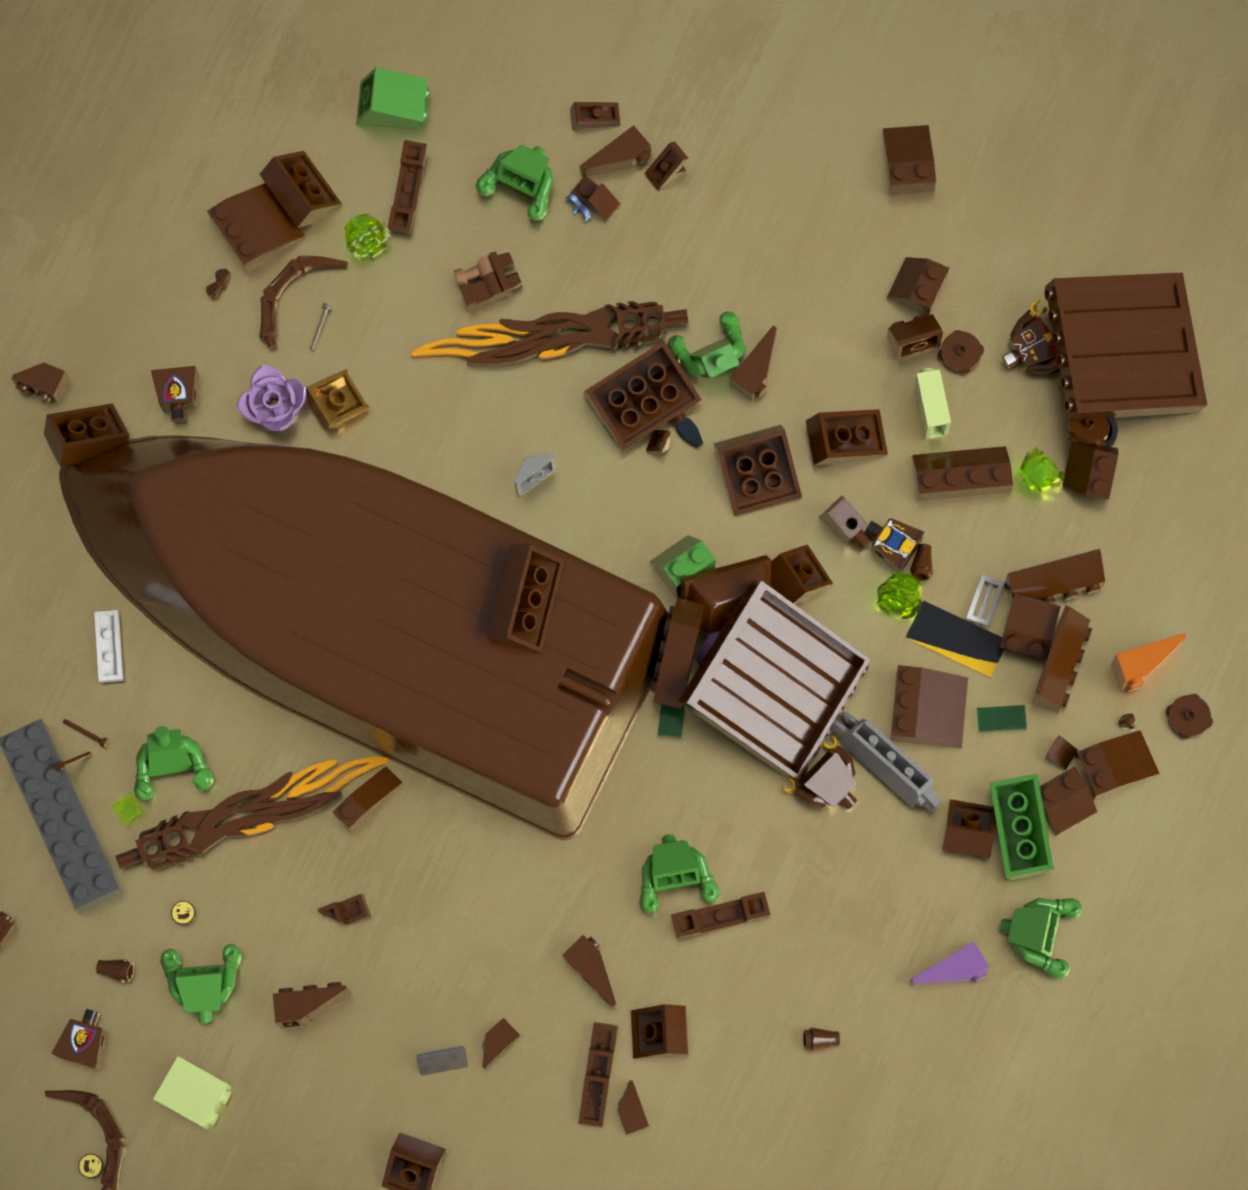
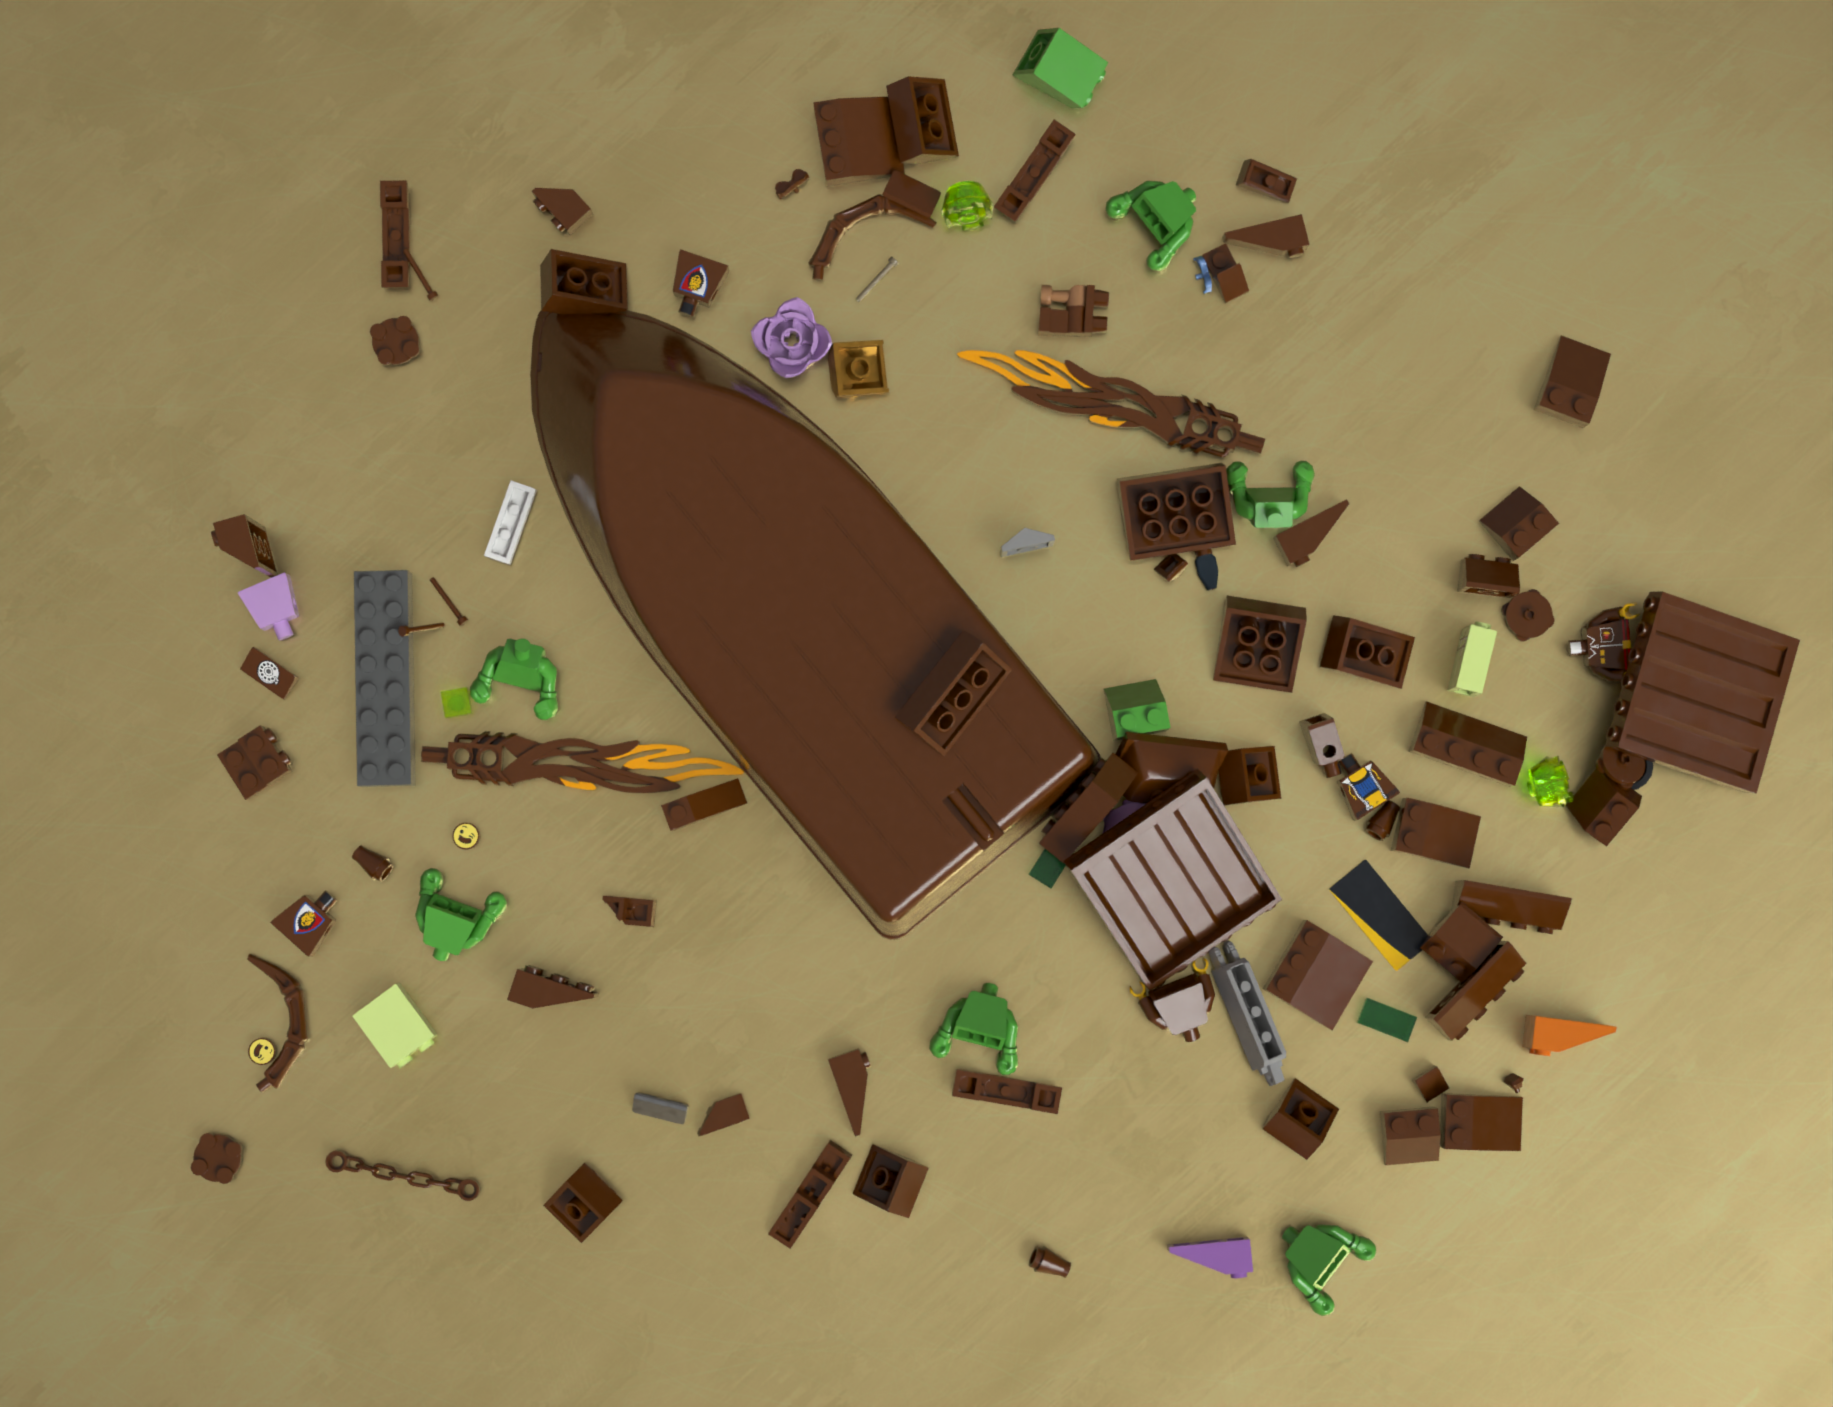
camera: 15 degrees right, 10 degrees up
(317, 247) = (911, 193): none -> reddish brown slope
(631, 1110) = (826, 1246): reddish brown slope -> none
(667, 166) = (1316, 273): reddish brown slope -> none
(900, 594) = (1345, 846): clear neon green cone -> none
(968, 552) = (1435, 832): none -> reddish brown slope
(978, 620) = (1412, 905): white tile -> none
(1022, 827) = (1354, 1145): bright green slope -> none
(1189, 716) = (1579, 1106): reddish brown piece -> none

